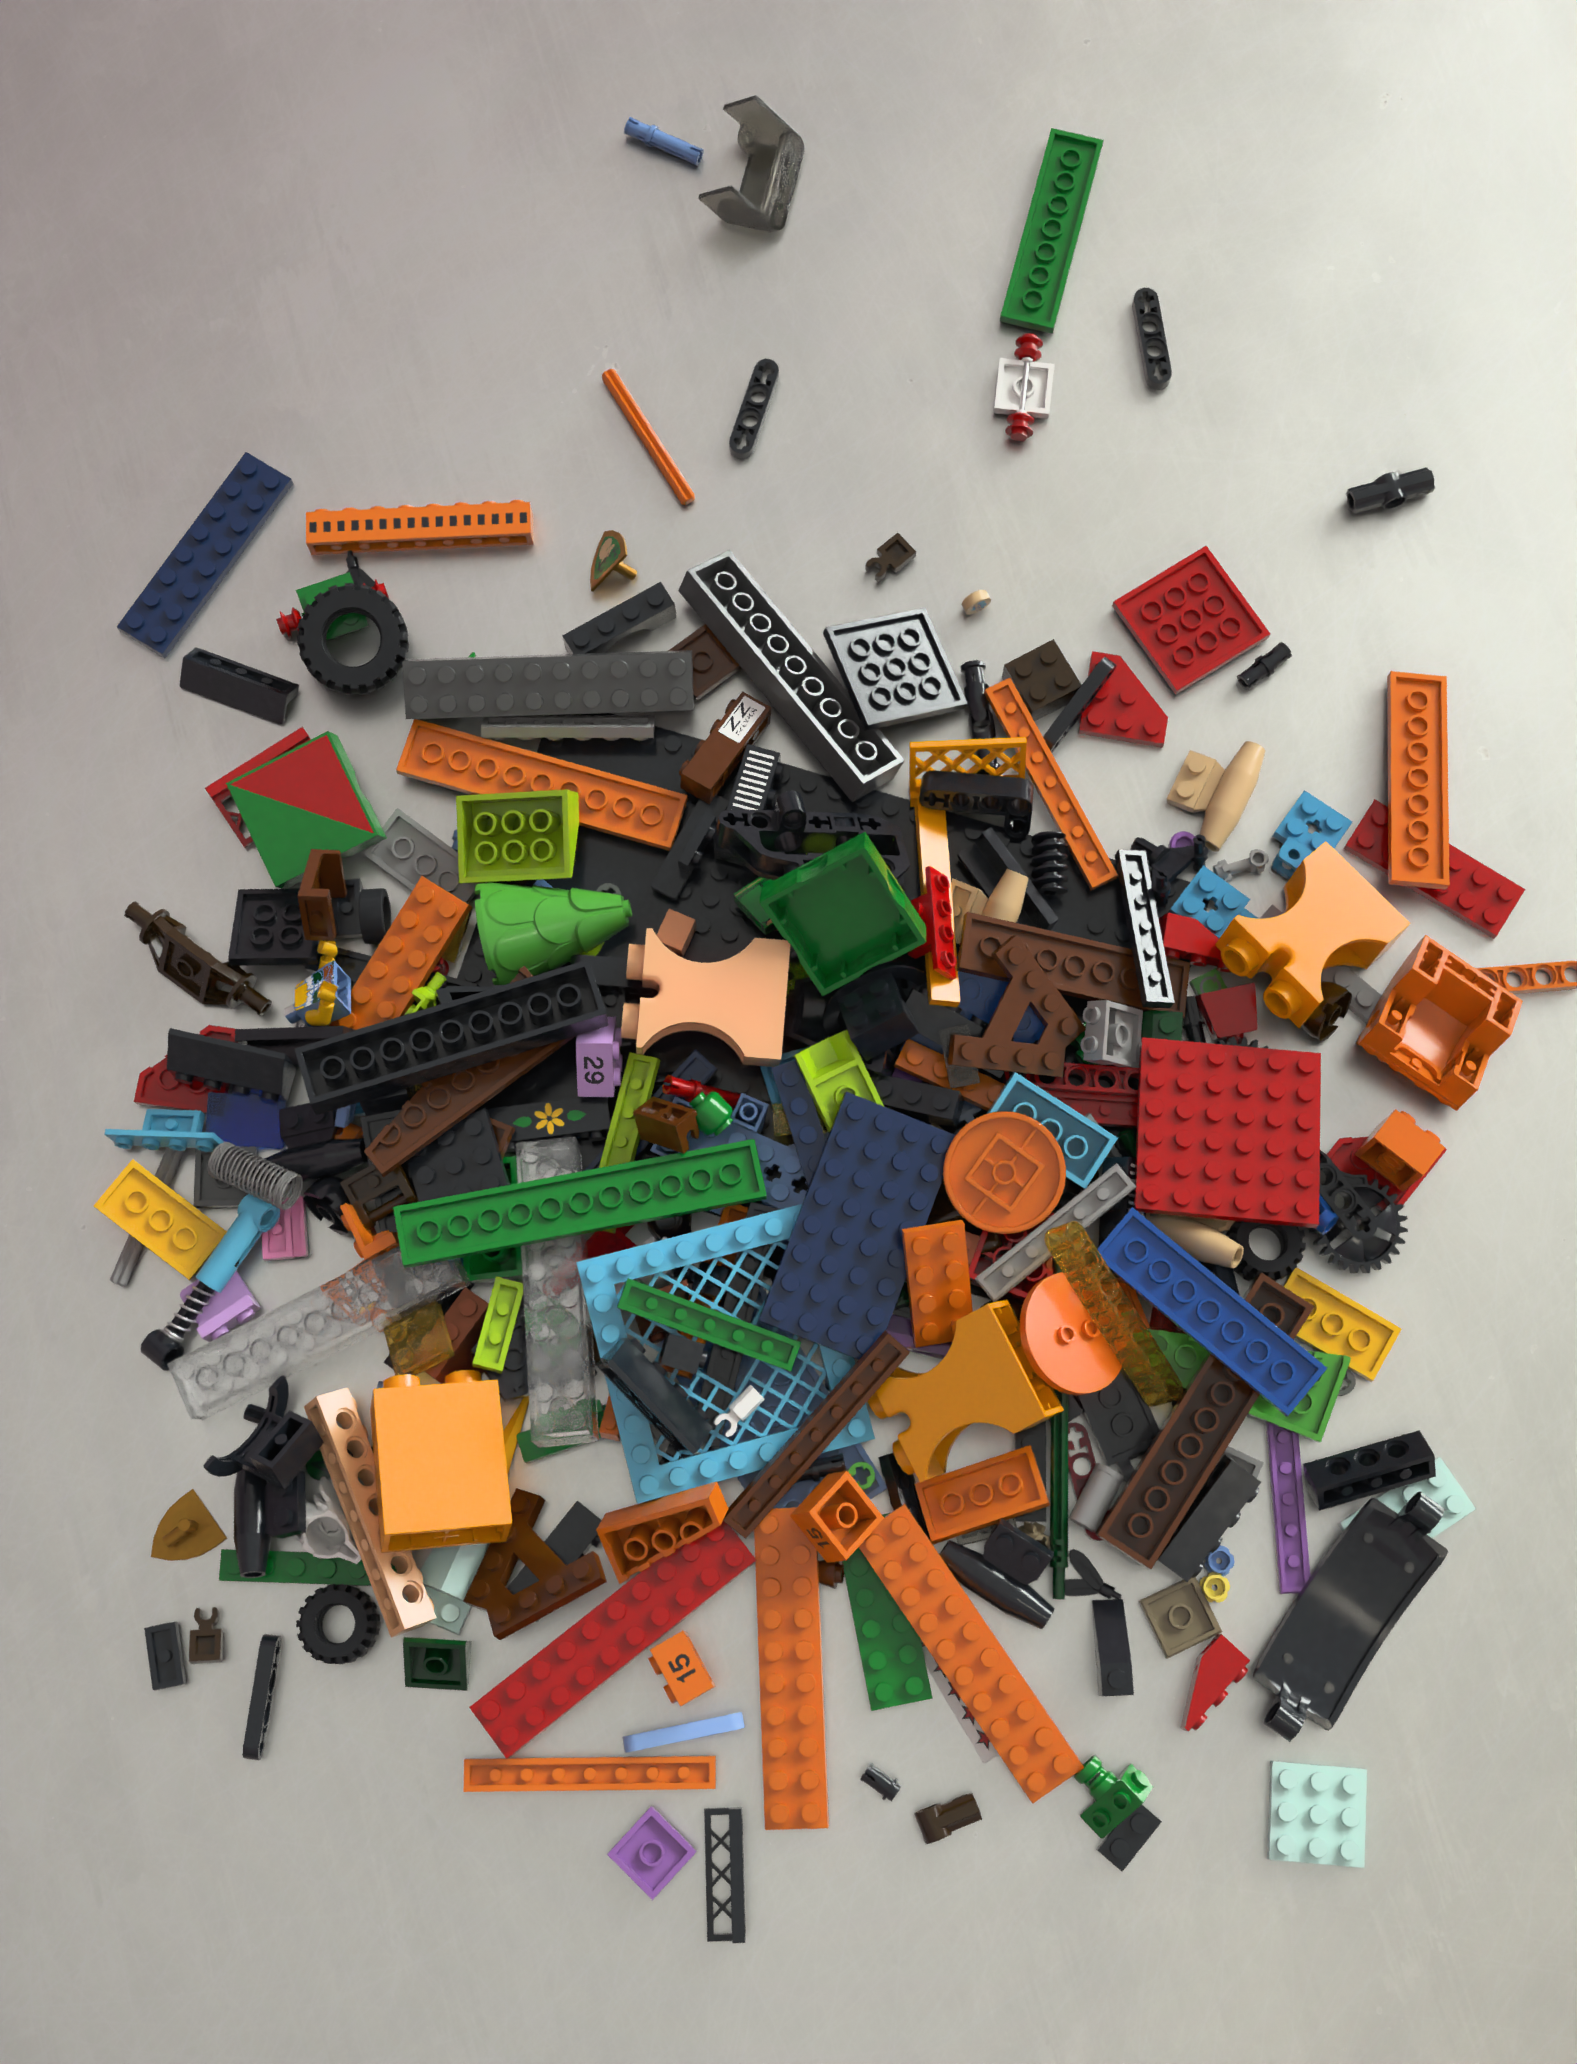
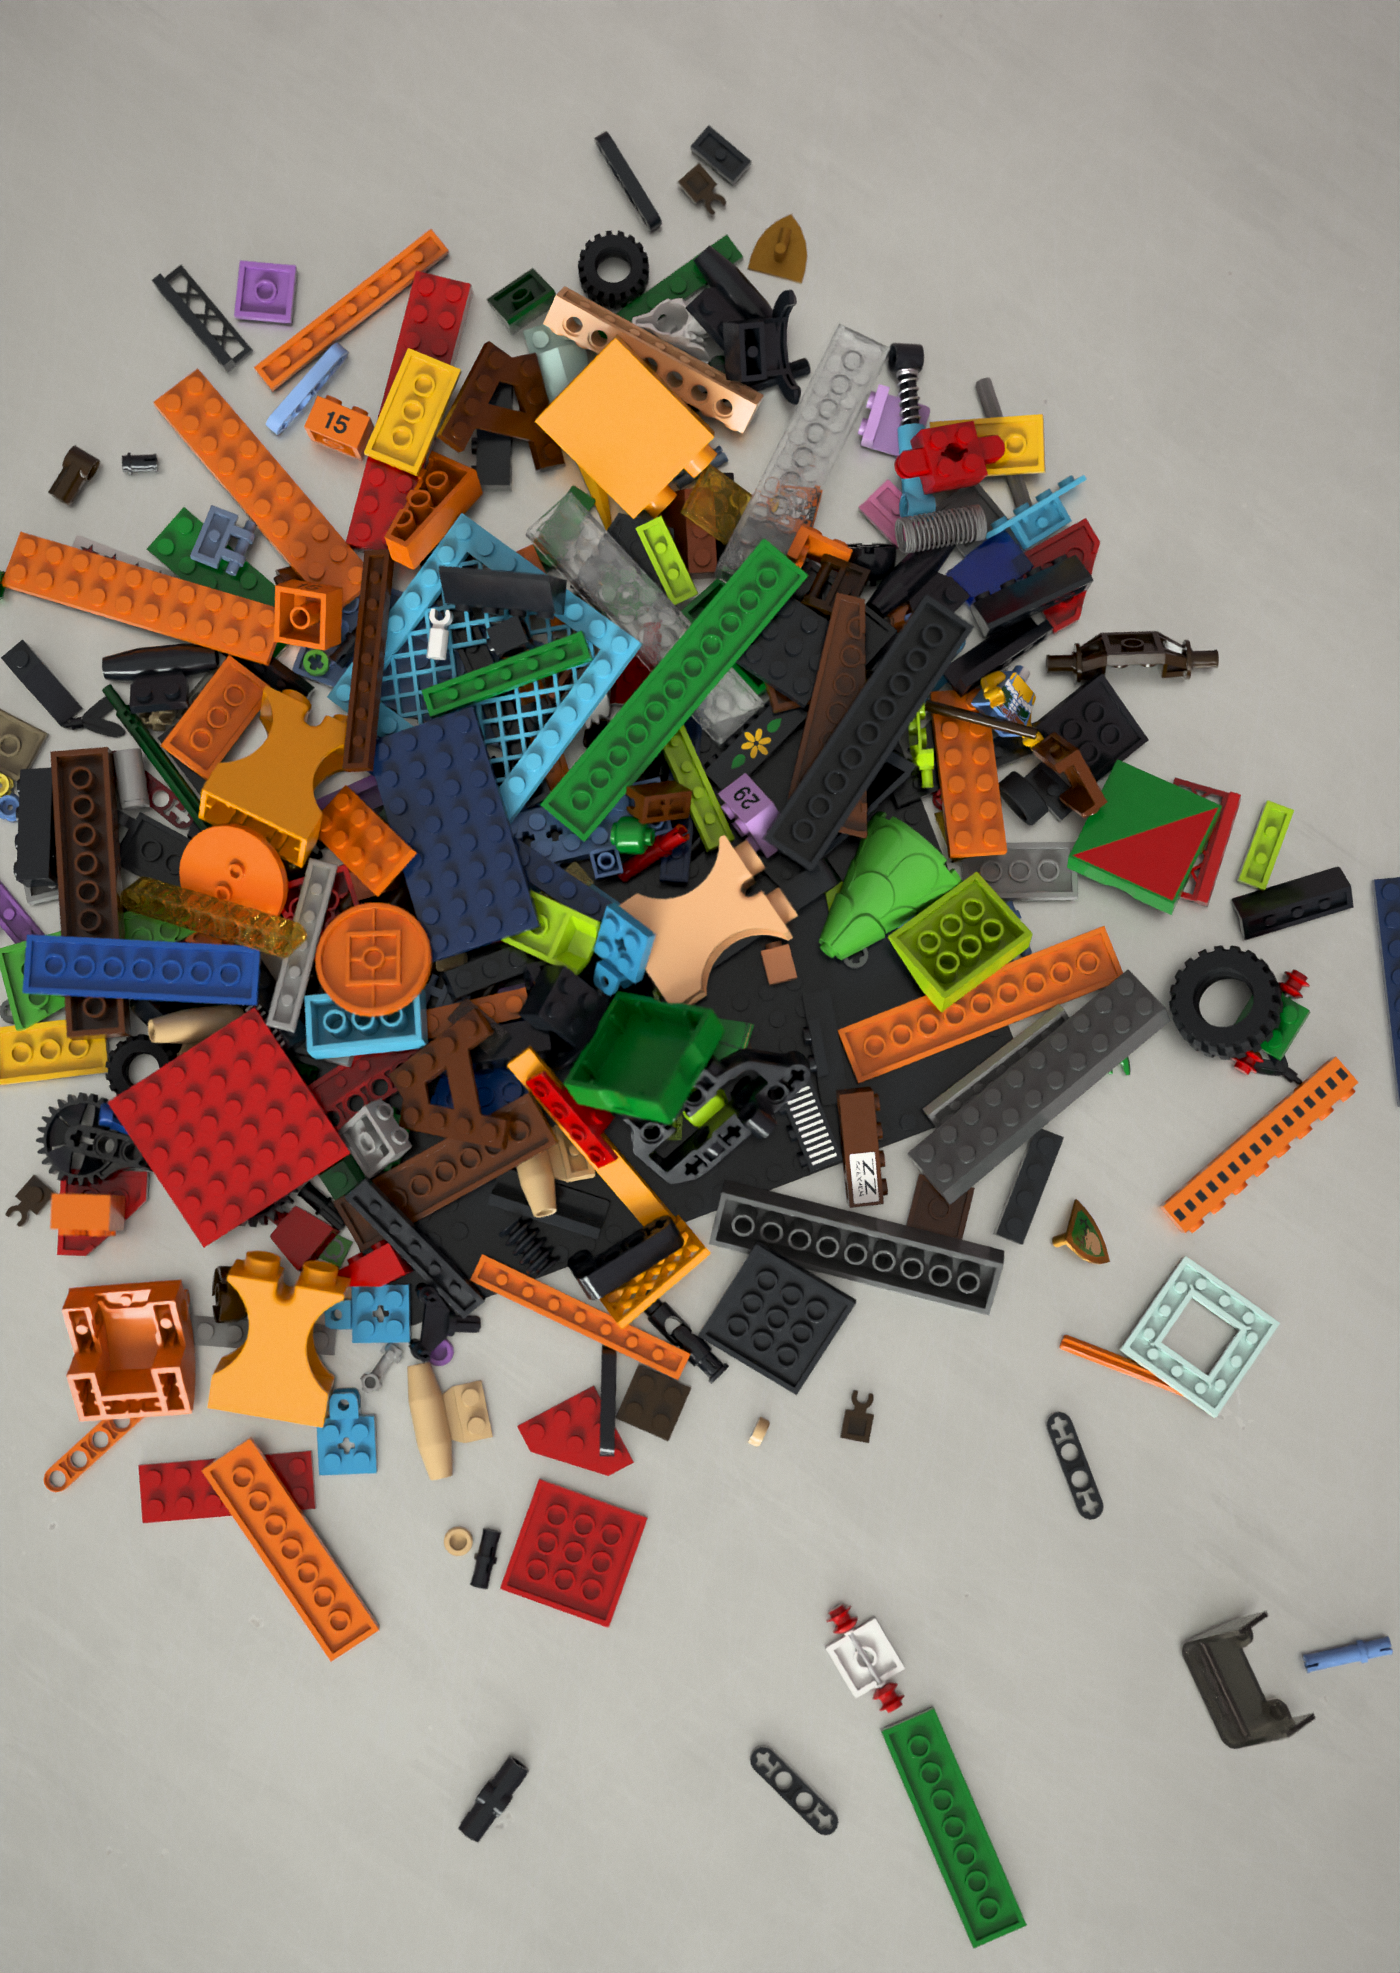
camera: 140 degrees right, 10 degrees up
(197, 1226) = (949, 457): none -> red brick
(220, 741) = (1265, 845): none -> lime plate
(347, 984) = (981, 719): none -> dark brown bar
(566, 471) = (1253, 1326): none -> light aqua plate
(609, 1626) = (412, 412): none -> yellow plate
(804, 1017) = (621, 963): none -> dark azure plate
(865, 1656) = (215, 536): none -> sand blue plate
(1276, 695) = (458, 1541): none -> tan tile
(1433, 1214) = (34, 1197): none -> dark brown plate

